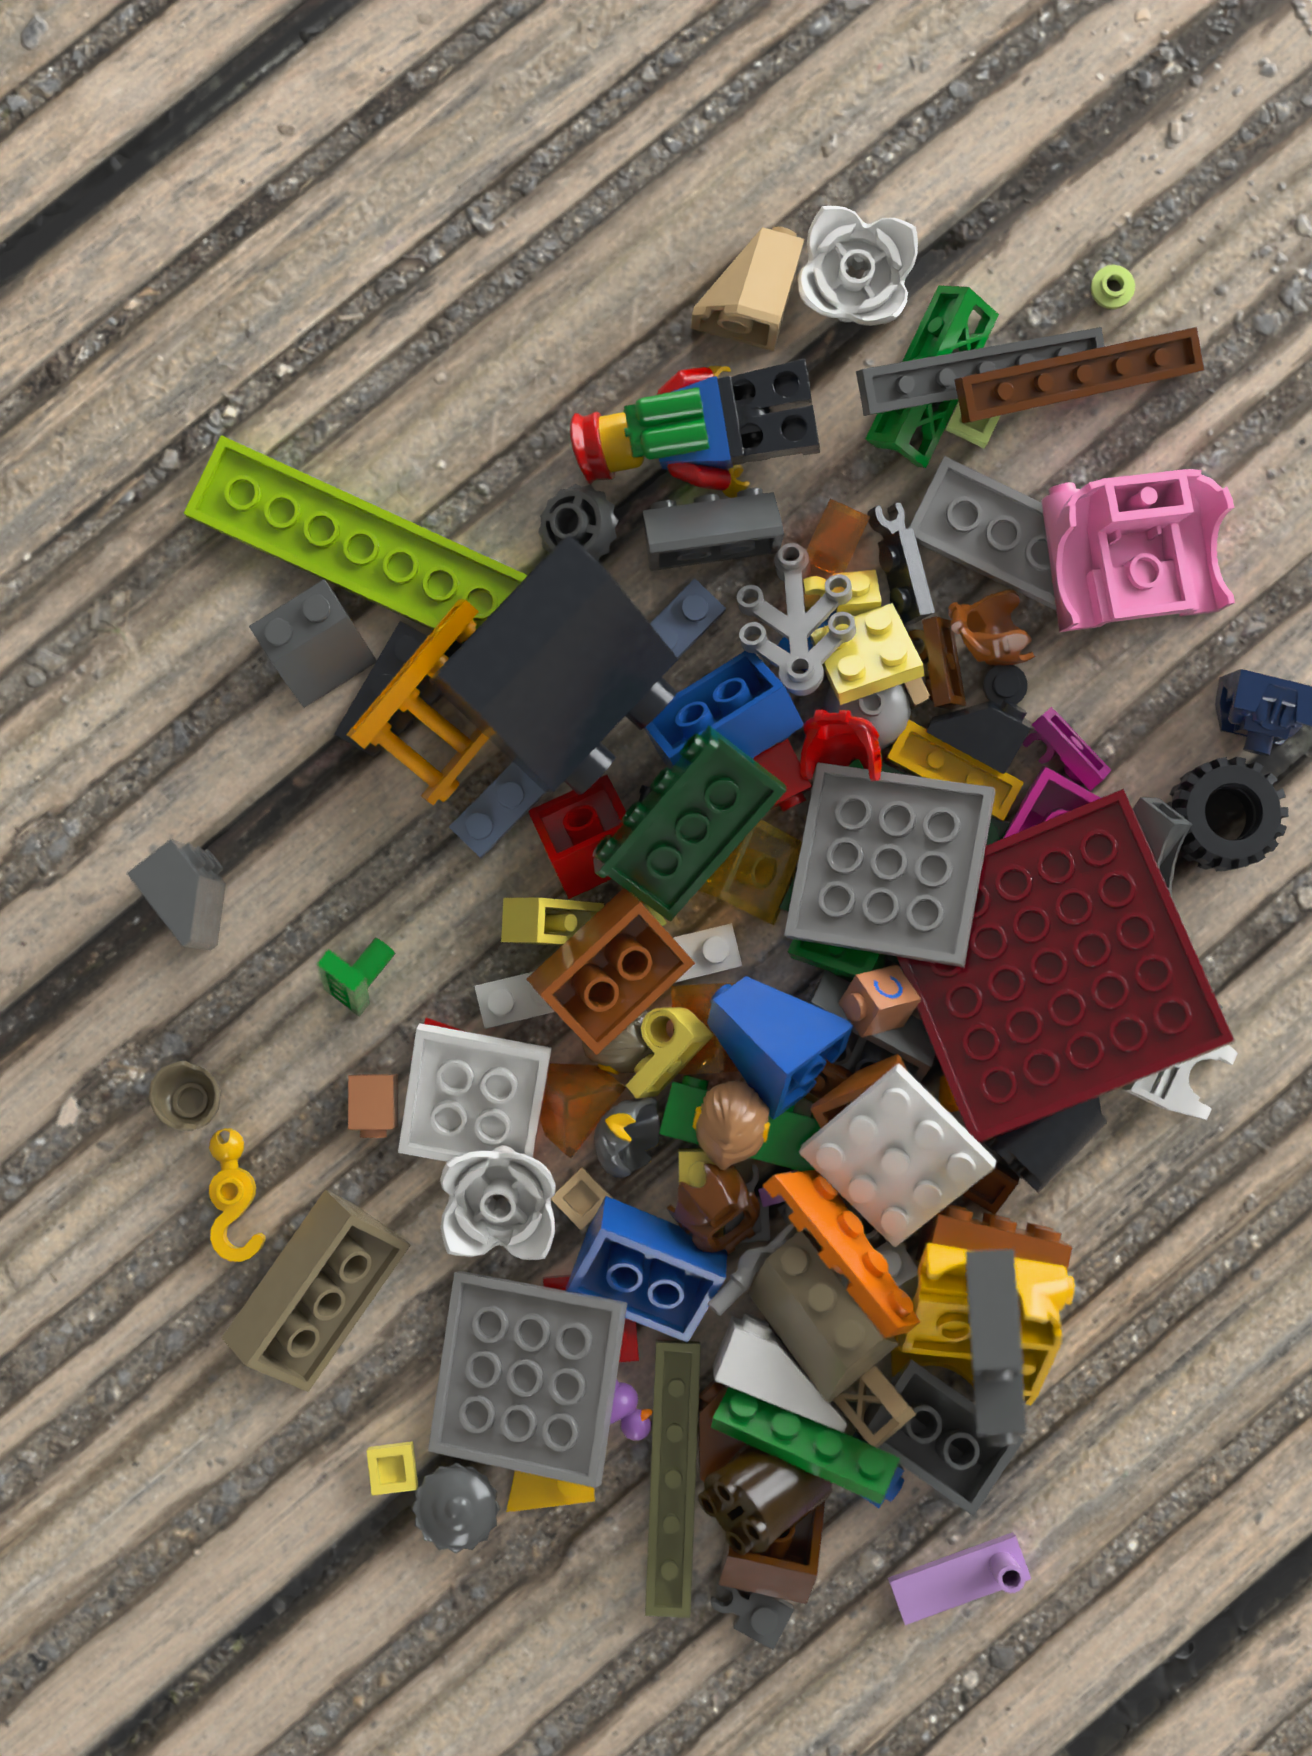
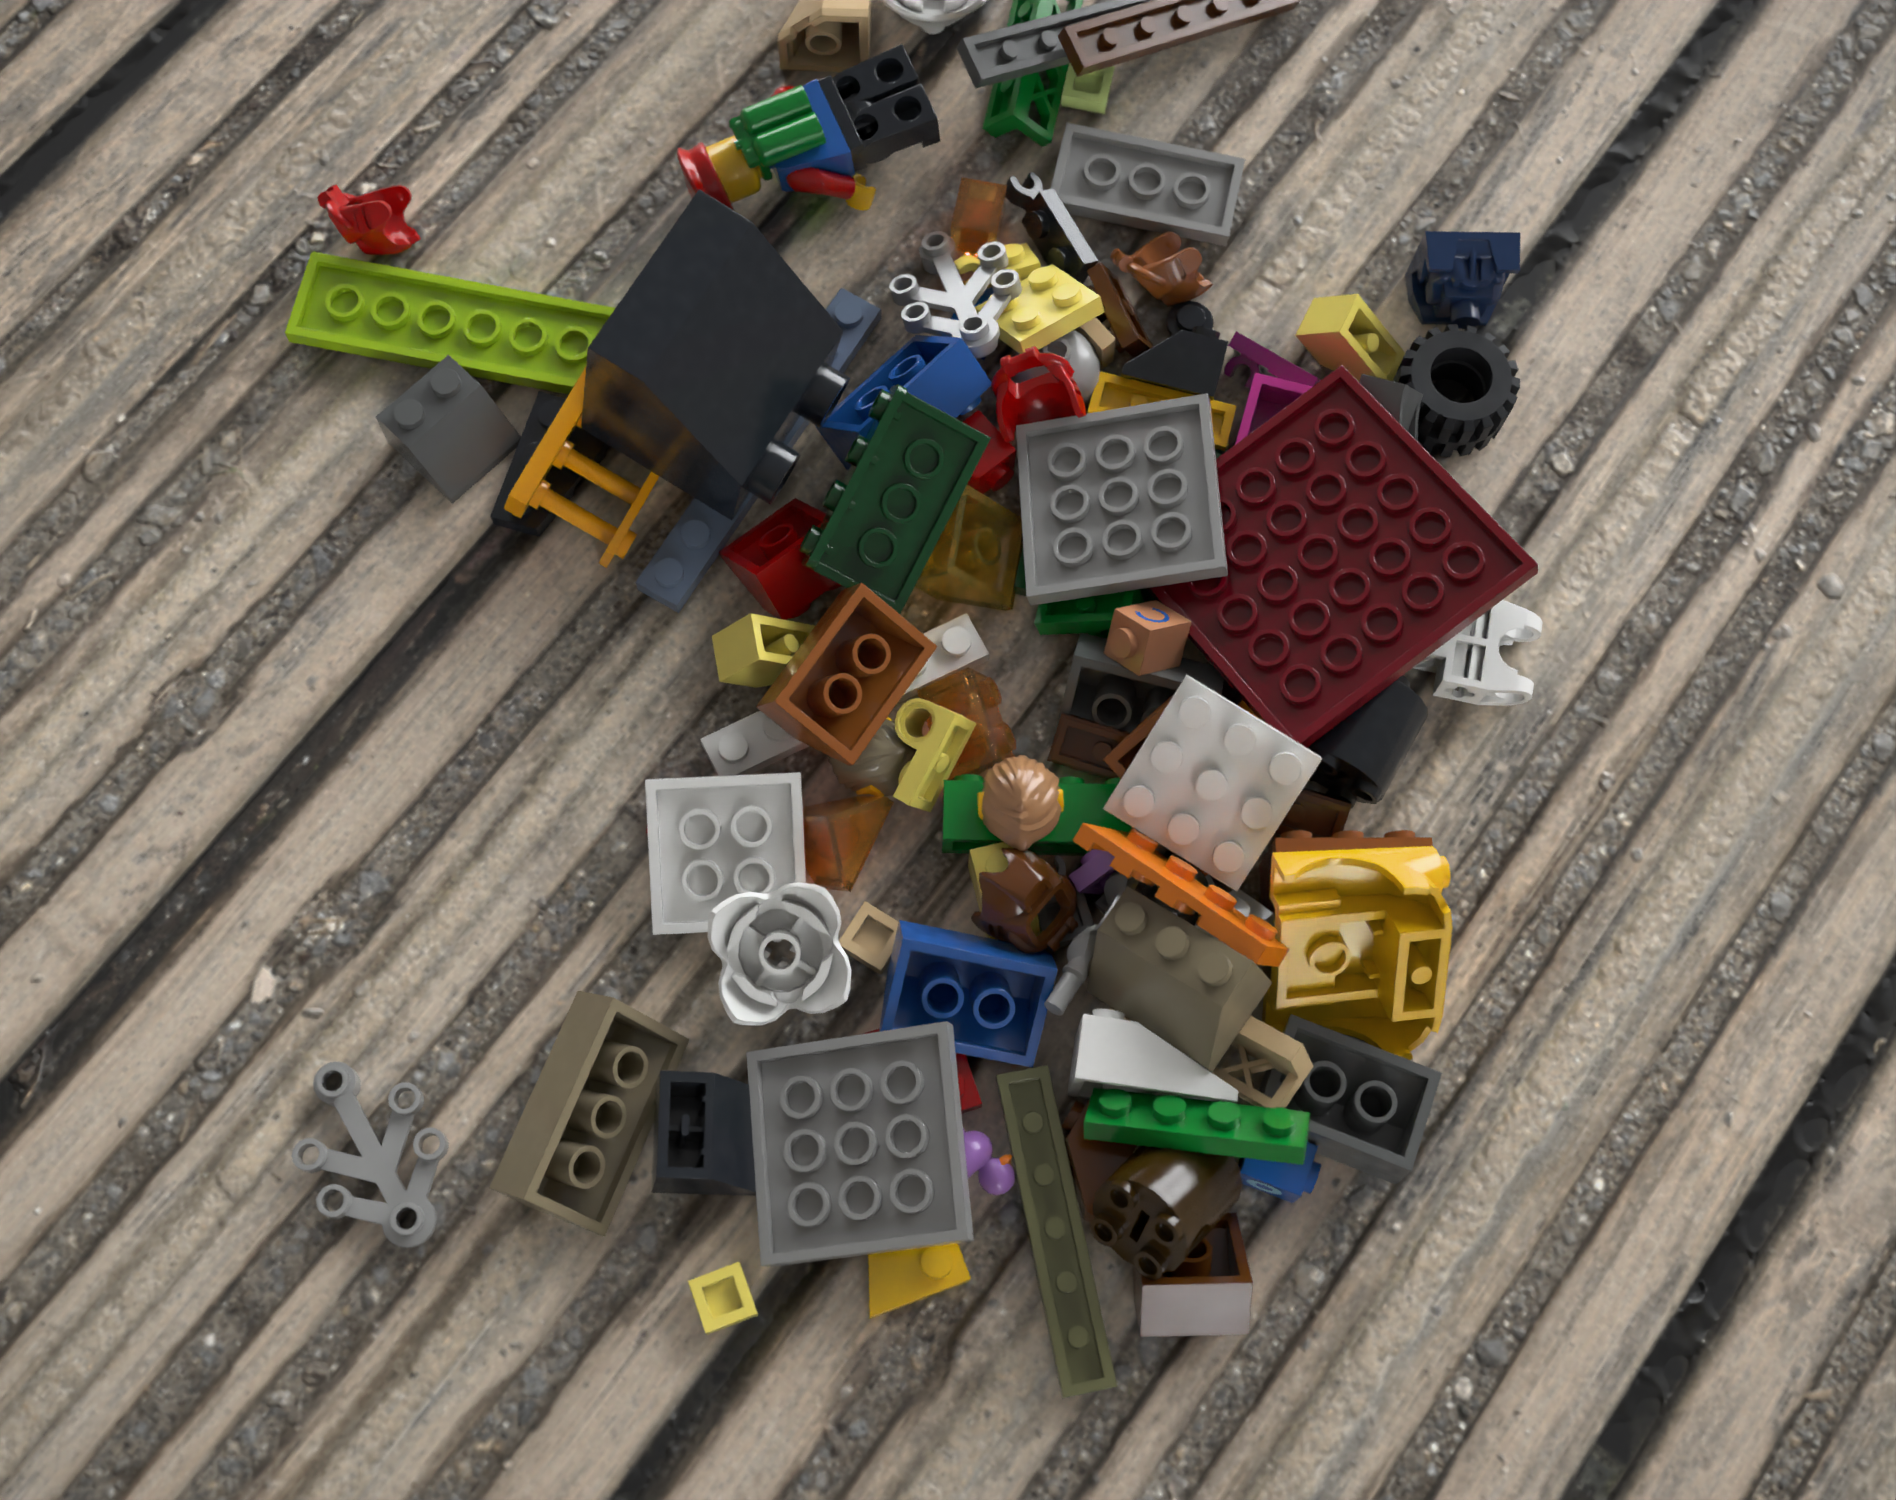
camera: 15 degrees left, 15 degrees down
(136, 1288) = (378, 1160): none -> light grey plant
(184, 891) = (351, 687): dark grey slope -> none
(184, 1096) = (394, 926): dark tan hair -> none
(232, 1193) = (471, 1025): yellow piece -> none
(290, 414) = (372, 219): none -> red helmet
(351, 983) = (556, 737): green piece -> none
(372, 1104) = (613, 887): nougat brick -> none
(402, 1338) = (702, 1135): none -> black slope
(456, 1508) = (809, 1322): dark grey piece -> none
(626, 1135) = (908, 853): dark grey hair -> none
(712, 529) = (852, 236): dark grey slope -> none
(757, 1615) = (1197, 1368): dark grey plate -> none
(776, 1040) = (1047, 703): blue slope -> none
(960, 1578) = (1416, 1268): lavender piece -> none
(996, 1346) = (1385, 937): dark grey arch -> none
(1136, 547) = (1283, 157): bright pink piece -> none
(1146, 740) = (1349, 334): none -> light yellow slope

